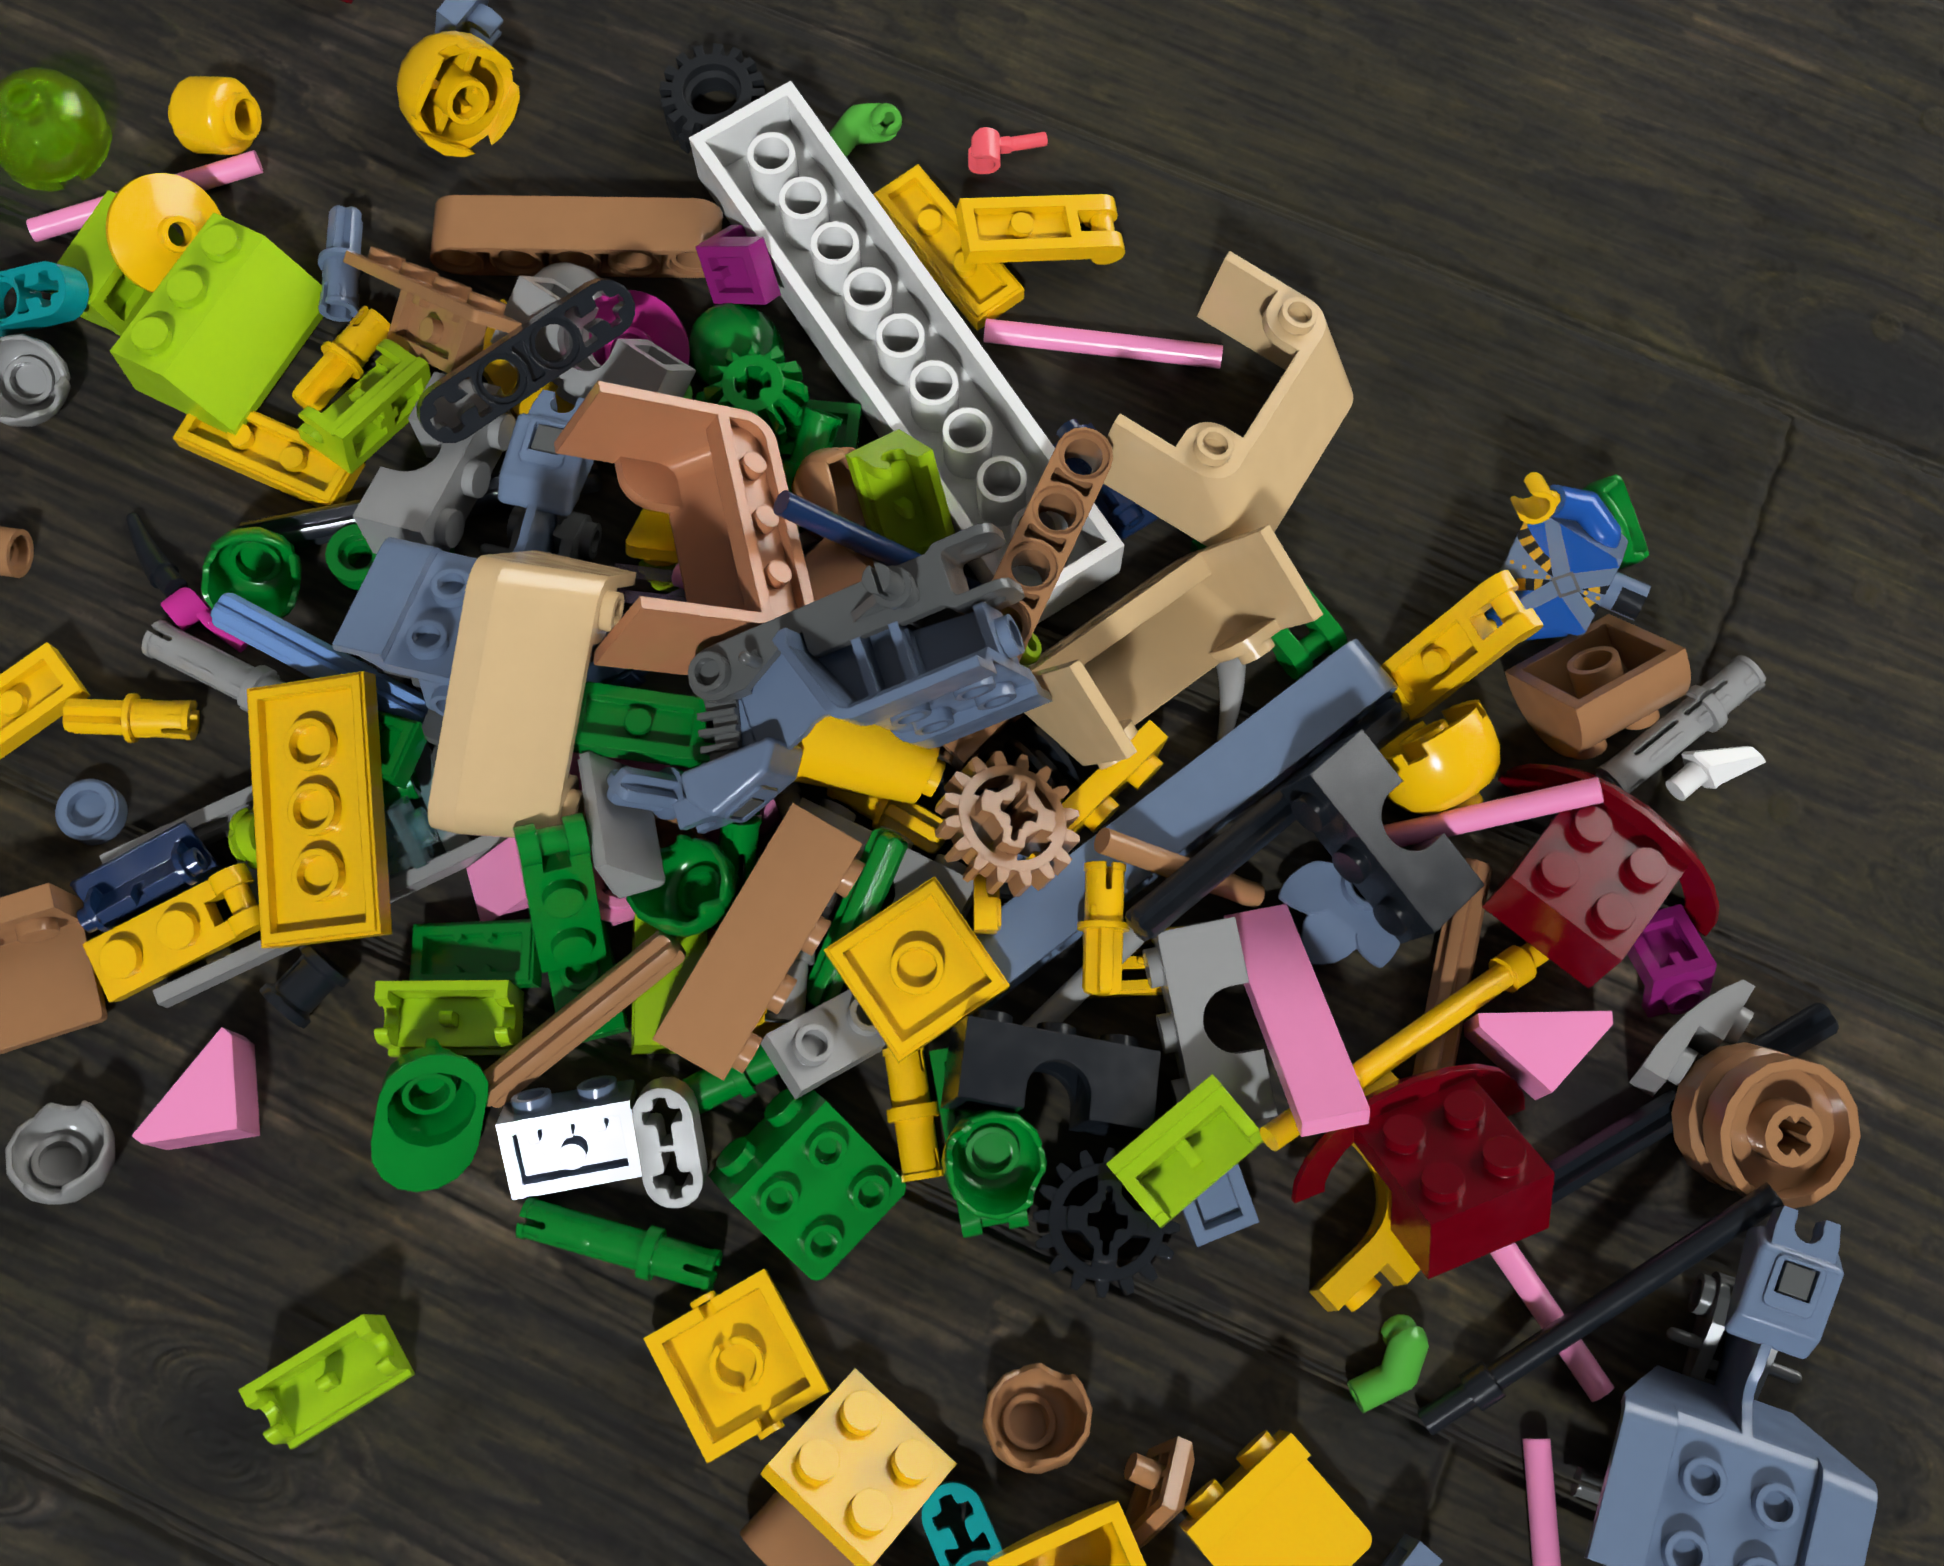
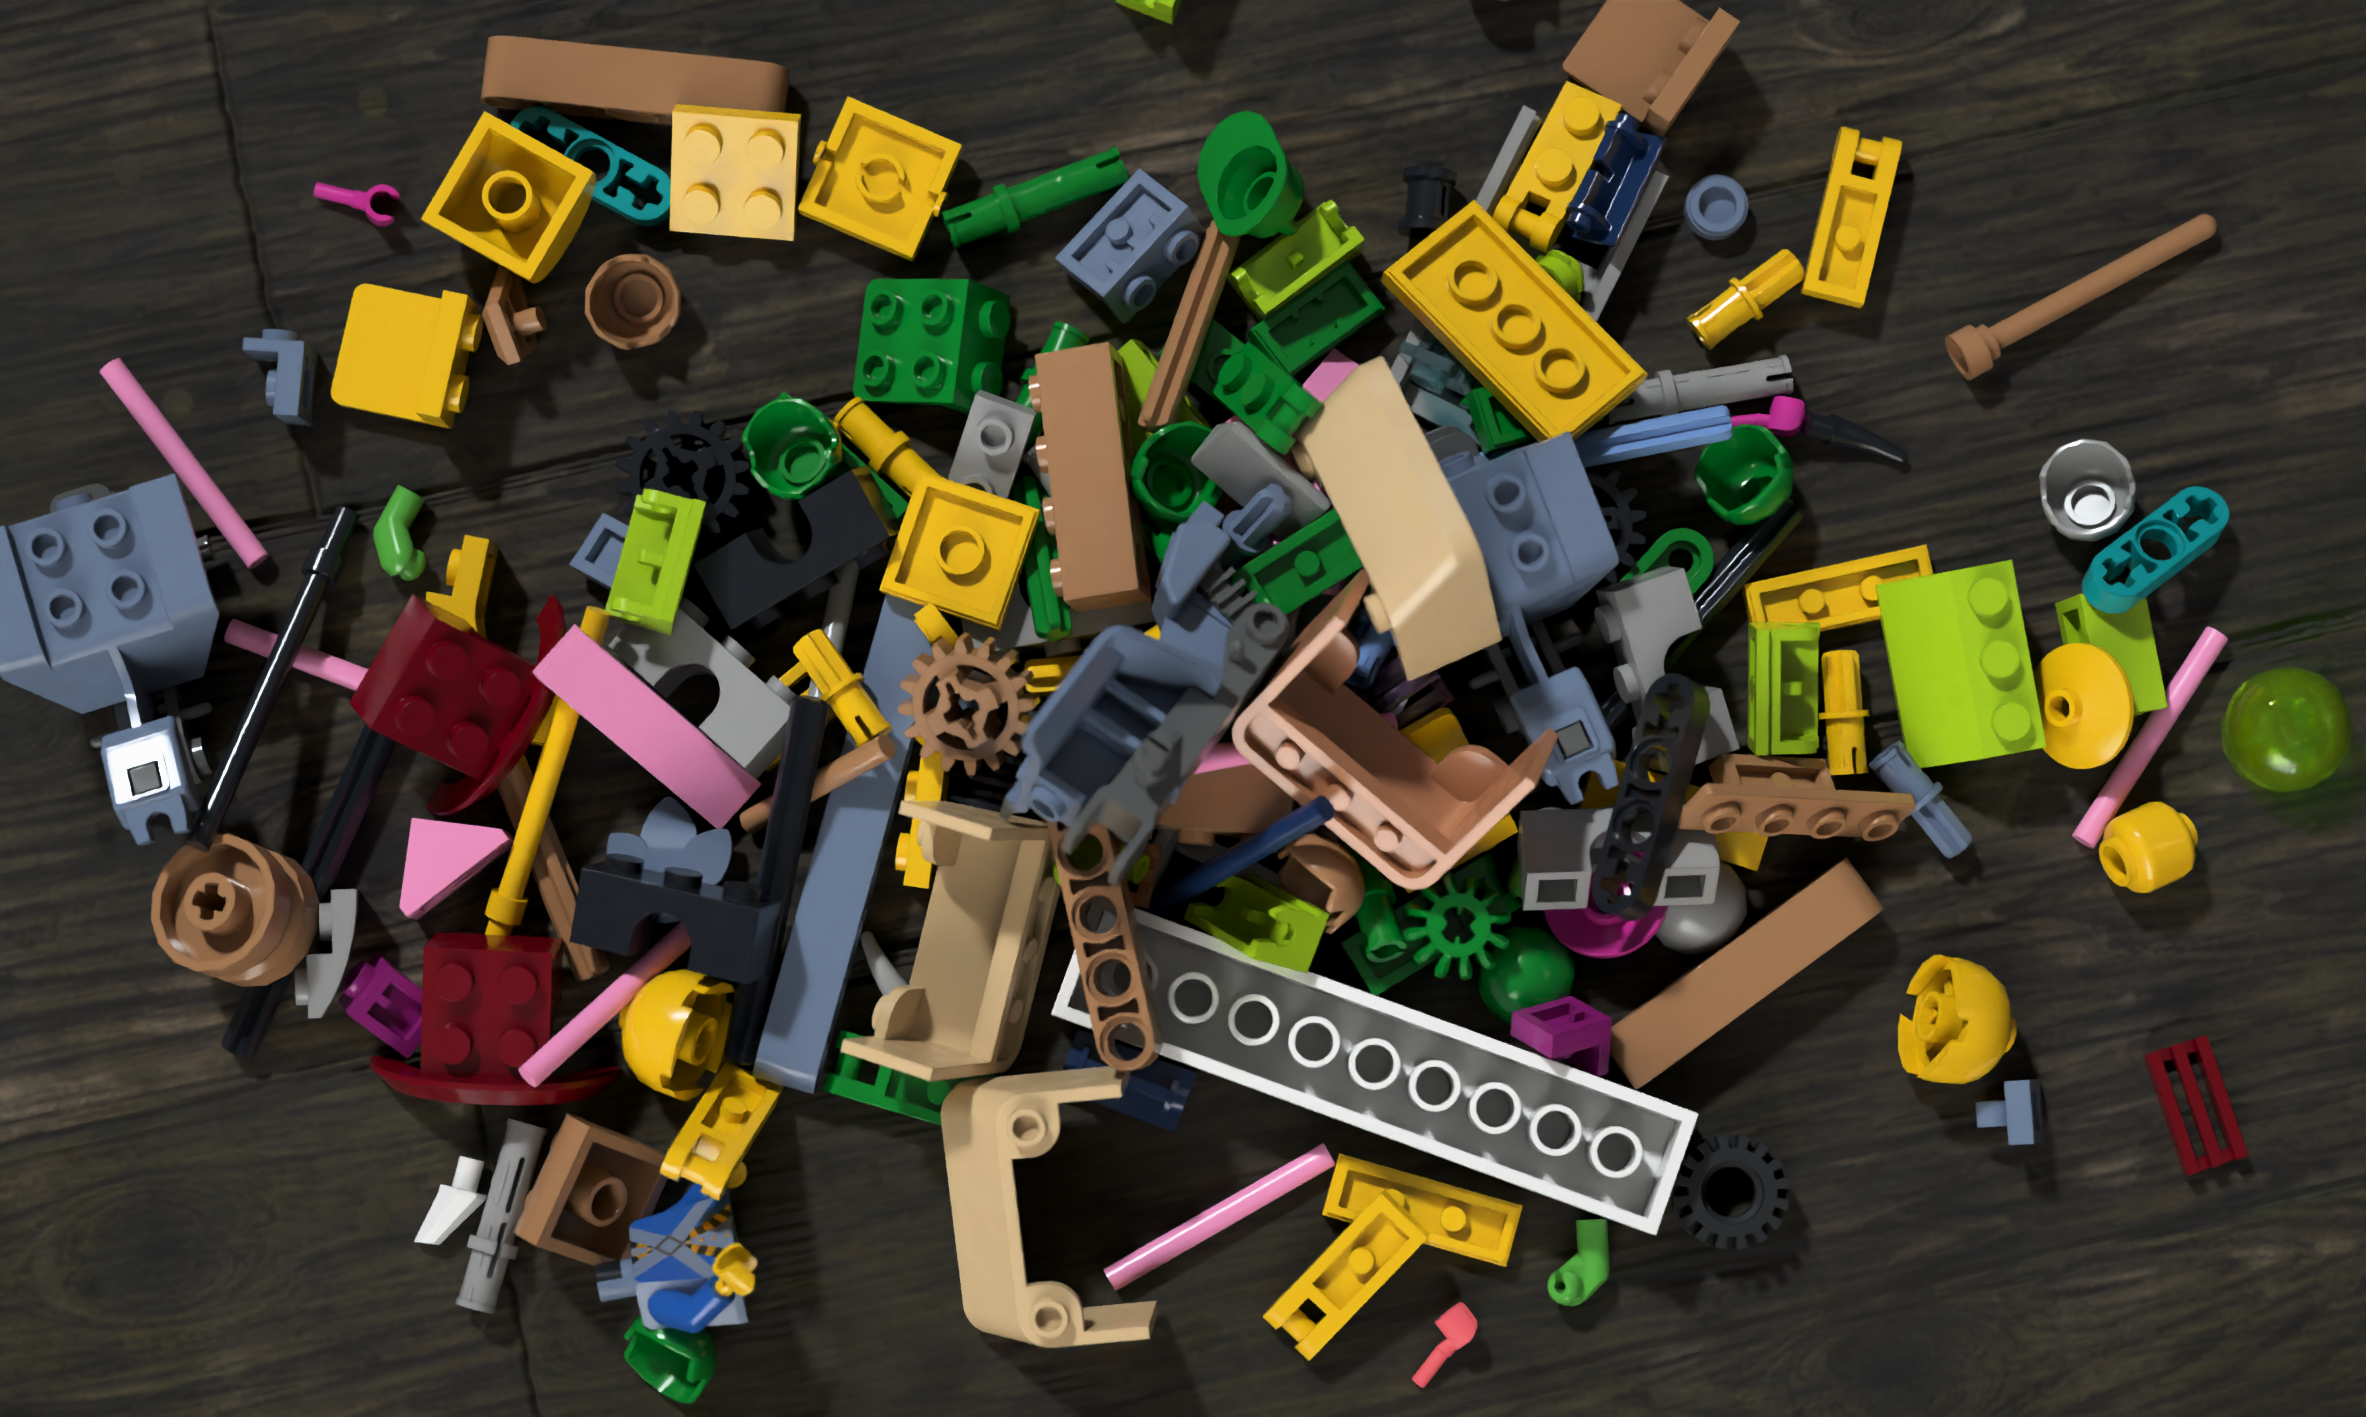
camera: 140 degrees right, 10 degrees up
(210, 1100) = (1421, 69): bright pink slope -> none
(655, 1145) = (1044, 301): light grey beam -> none

